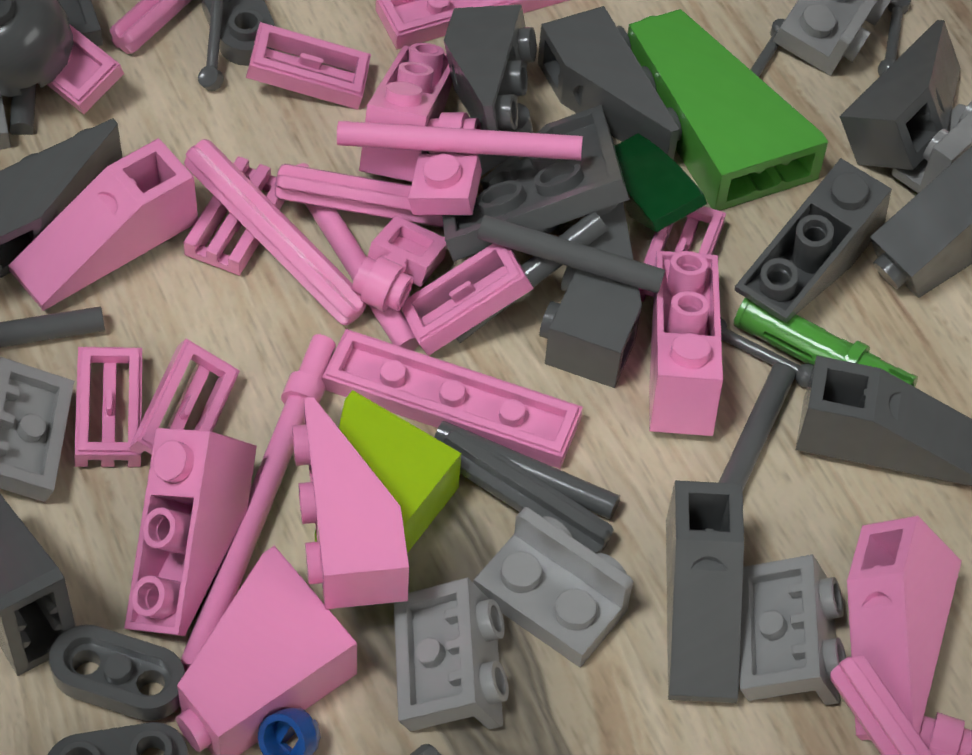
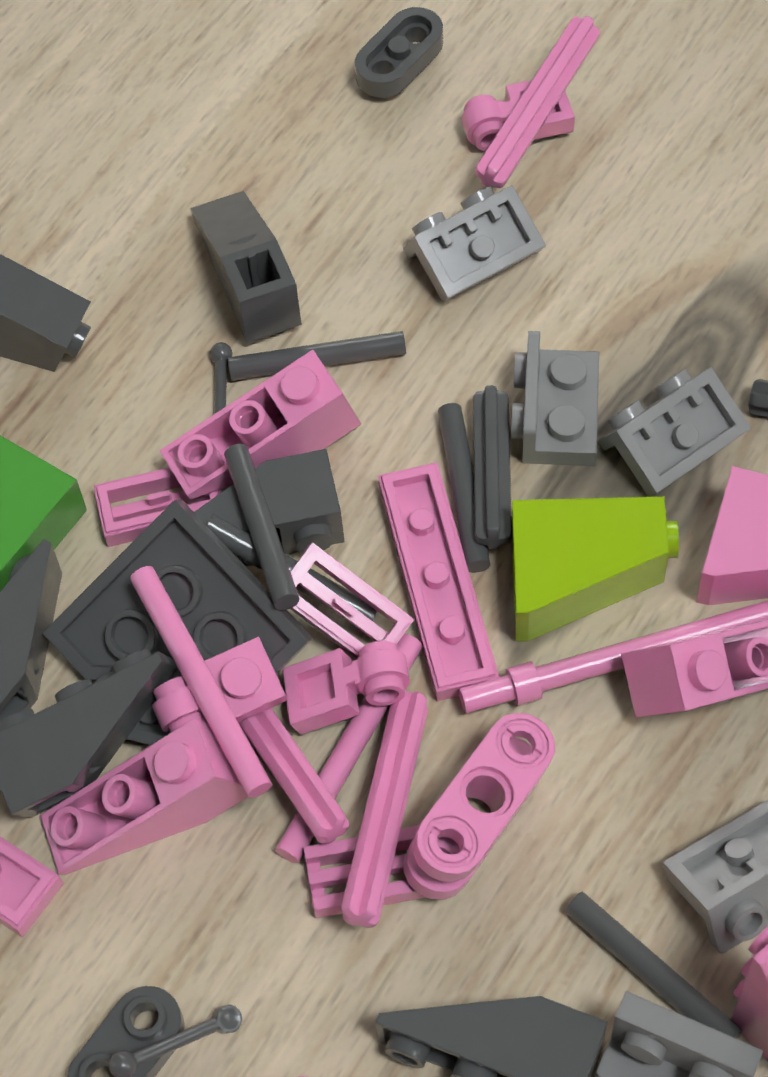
camera: 115 degrees left, 5 degrees up
(108, 449) = (614, 862): bright pink tile -> none
(109, 224) = (488, 946): bright pink slope -> none
(160, 402) = (617, 756): bright pink tile -> none
(205, 247) = (457, 836): none -> bright pink piece
(307, 73) = (176, 967): bright pink tile -> none
(356, 519) = (659, 501): bright pink slope -> none
(656, 184) = (110, 528): dark green slope -> none
(704, 590) = (482, 300): dark grey slope -> none
(806, 340) = (195, 324): bright green pin -> none
(817, 242) = (94, 389): dark grey slope -> none
(900, 608) = (414, 176): bright pink slope -> none

